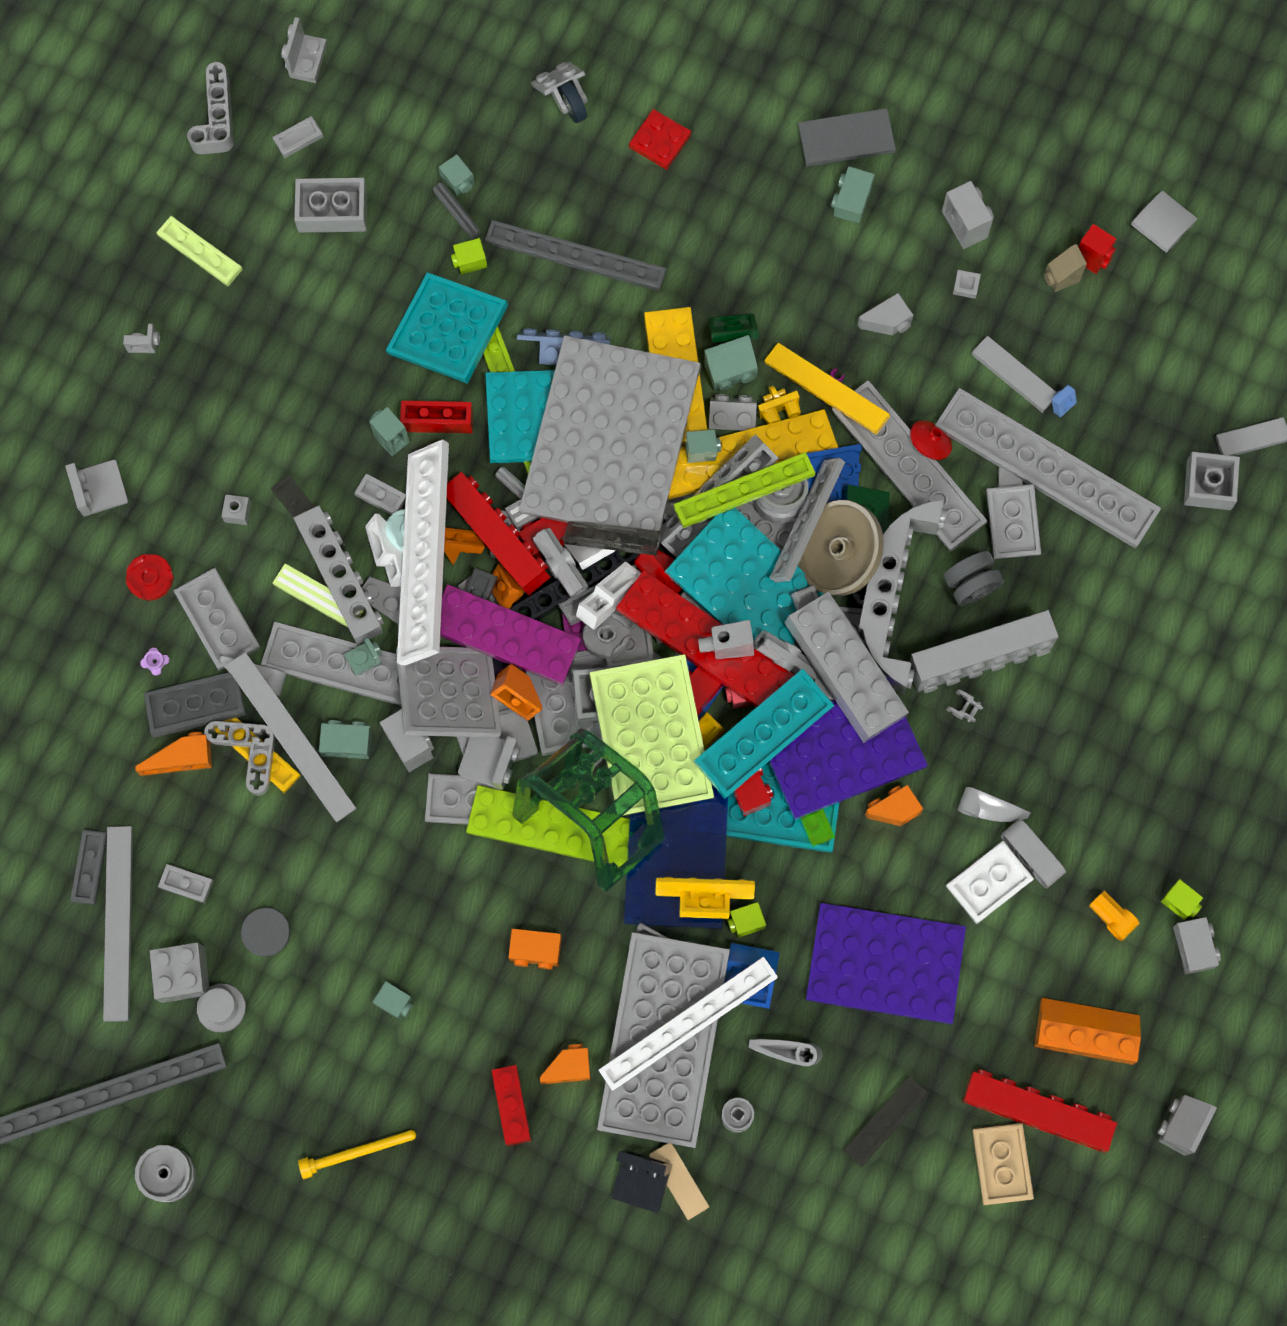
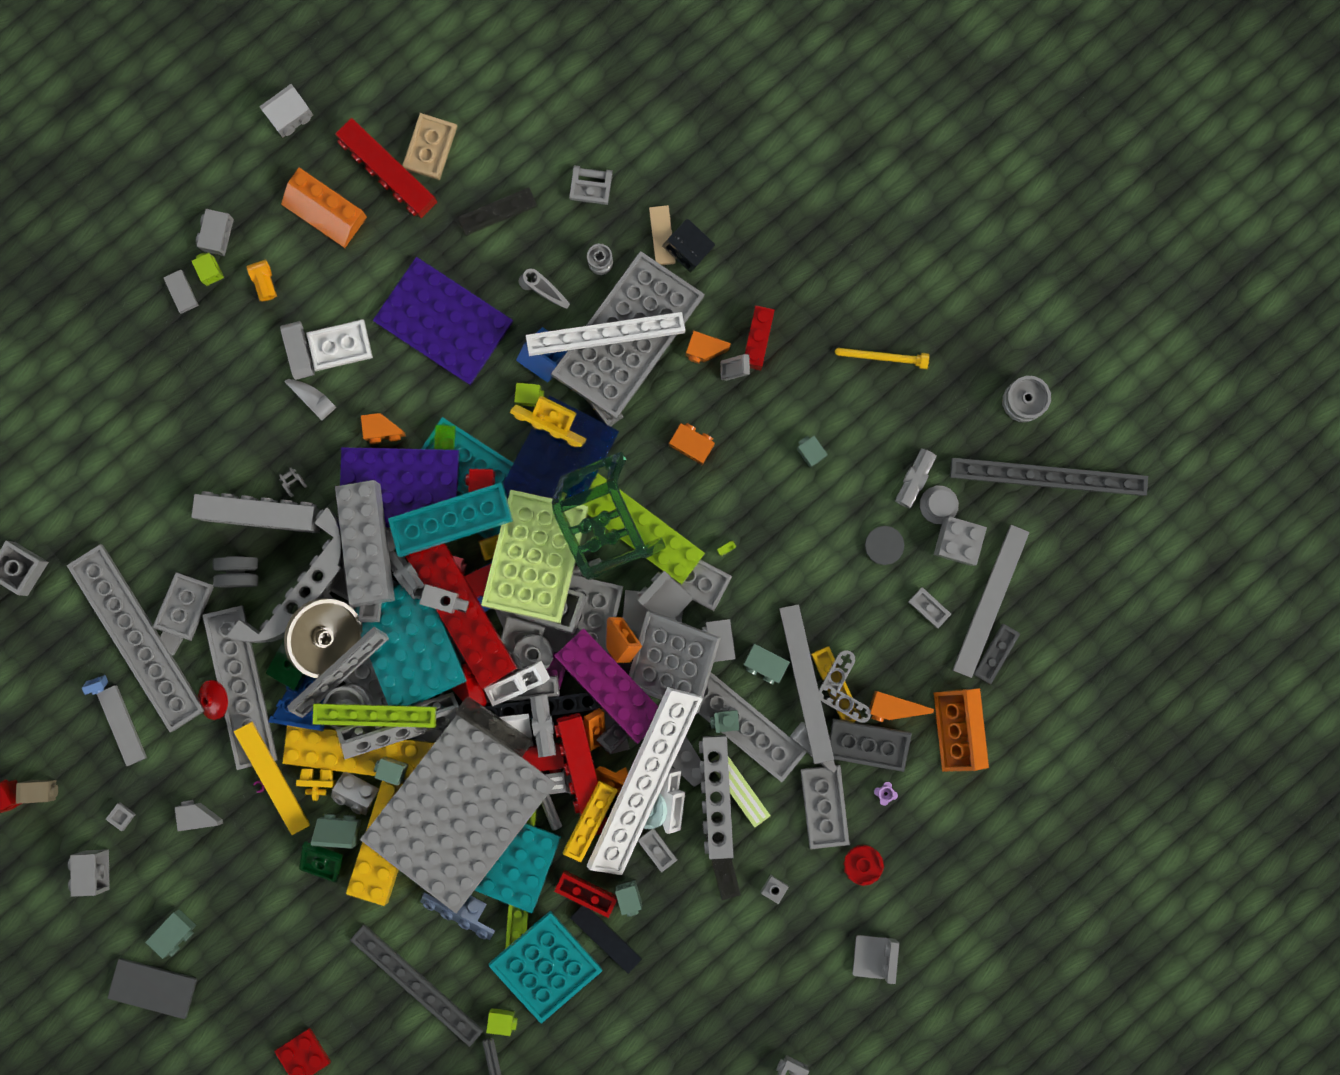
camera: 160 degrees left, 10 degrees up
(96, 764) = (961, 730): none -> orange slope
(260, 1024) = (915, 478): none -> light grey piece
(394, 383) = (606, 938): none -> black tile
(447, 844) = (726, 548): none -> lime tile
(464, 488) = (590, 821): none -> yellow tile
(523, 1056) = (735, 367): none -> light grey tile
(787, 1195) = (590, 191): none -> light grey plate
(1199, 862) = (181, 291): none -> light grey tile

